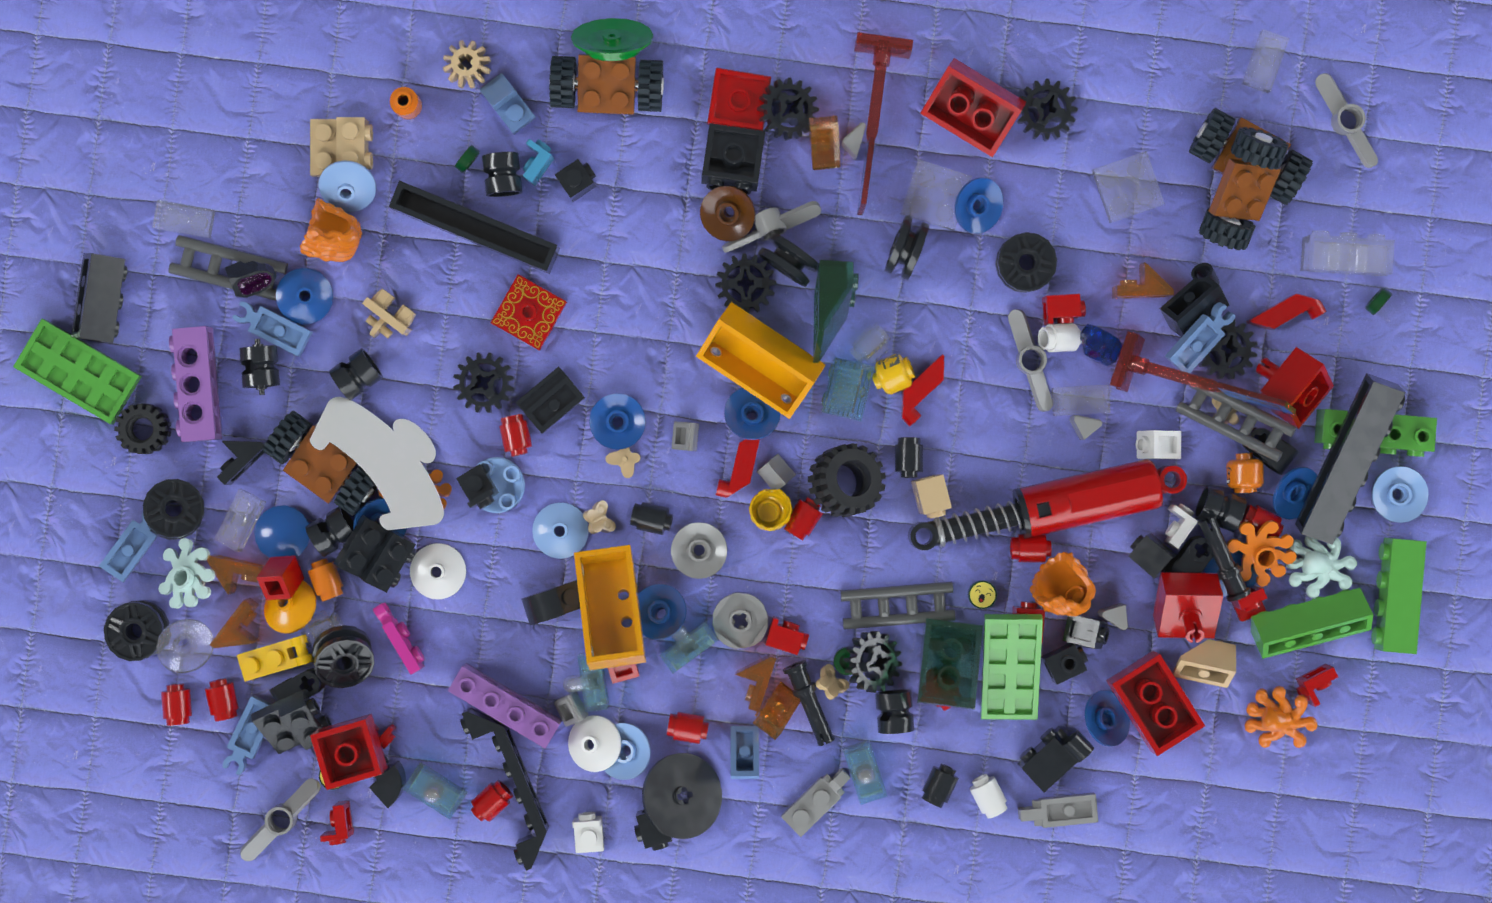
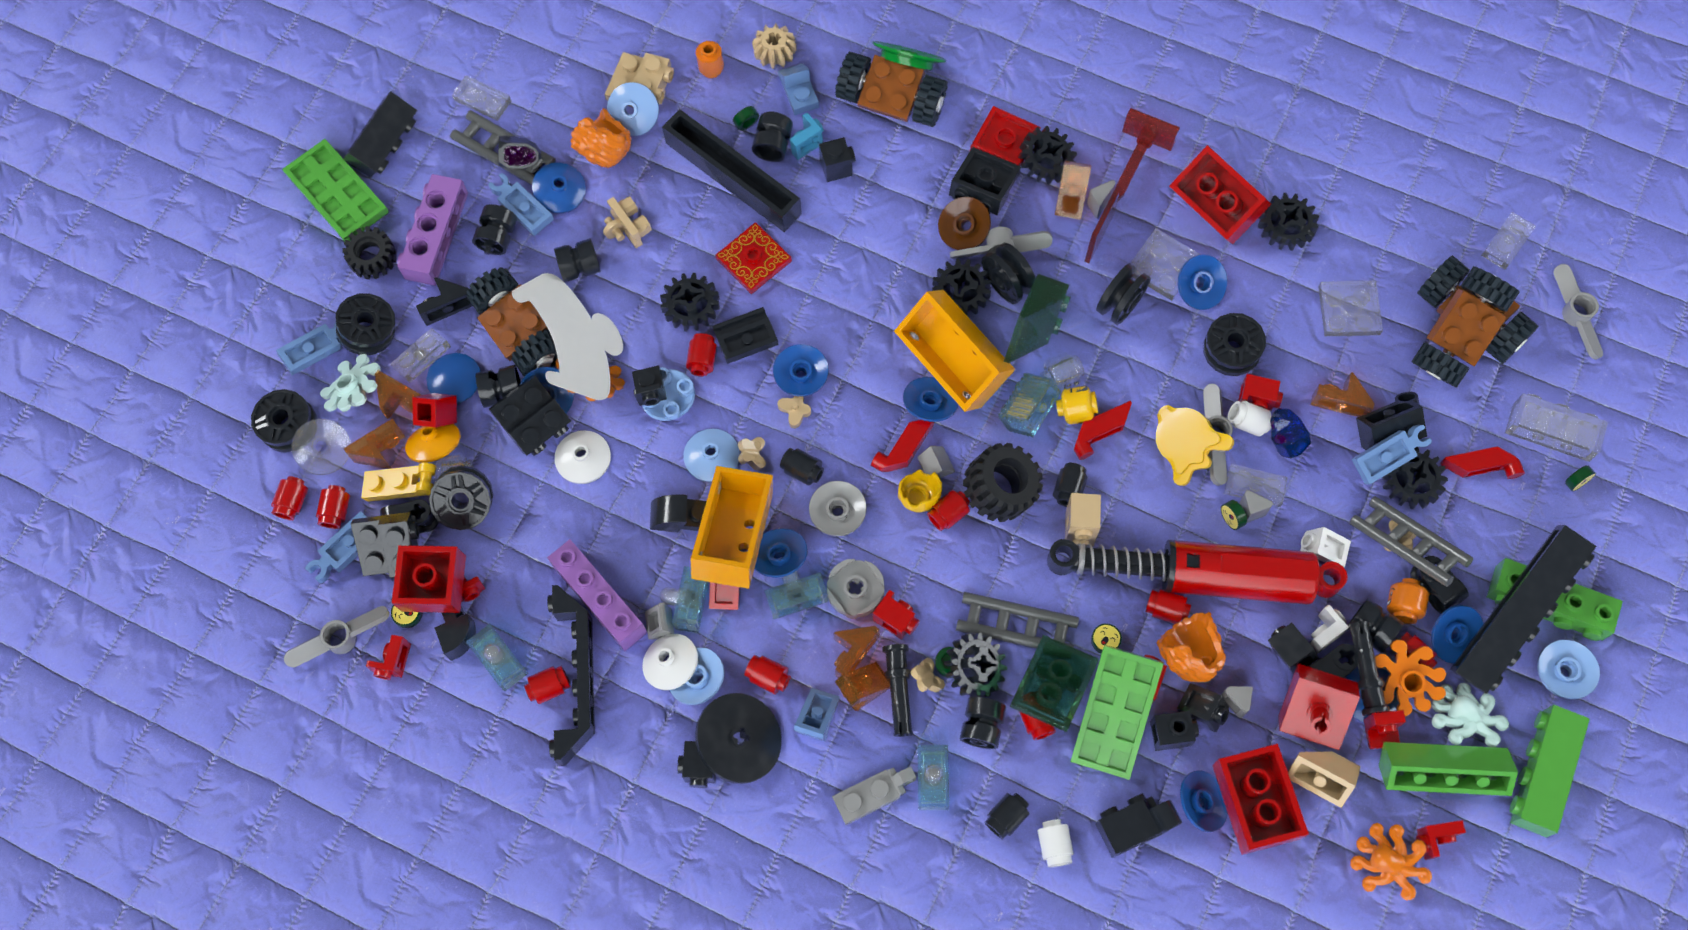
camera: 20 degrees right, 20 degrees down
(325, 579) = (475, 428): orange brick -> none
(398, 635) = (521, 499): dark pink plate -> none
(588, 833) = (631, 749): white bracket -> none
(685, 436) = (860, 404): light grey slope -> none
(1006, 379) = (1186, 440): none -> yellow tile
(1061, 810) = (1129, 885): light grey hinge -> none
(1068, 439) = (1234, 514): none -> dark green tile
(1131, 362) = (1419, 500): clear red piece -> none
(1298, 381) = (1481, 525): red brick -> none

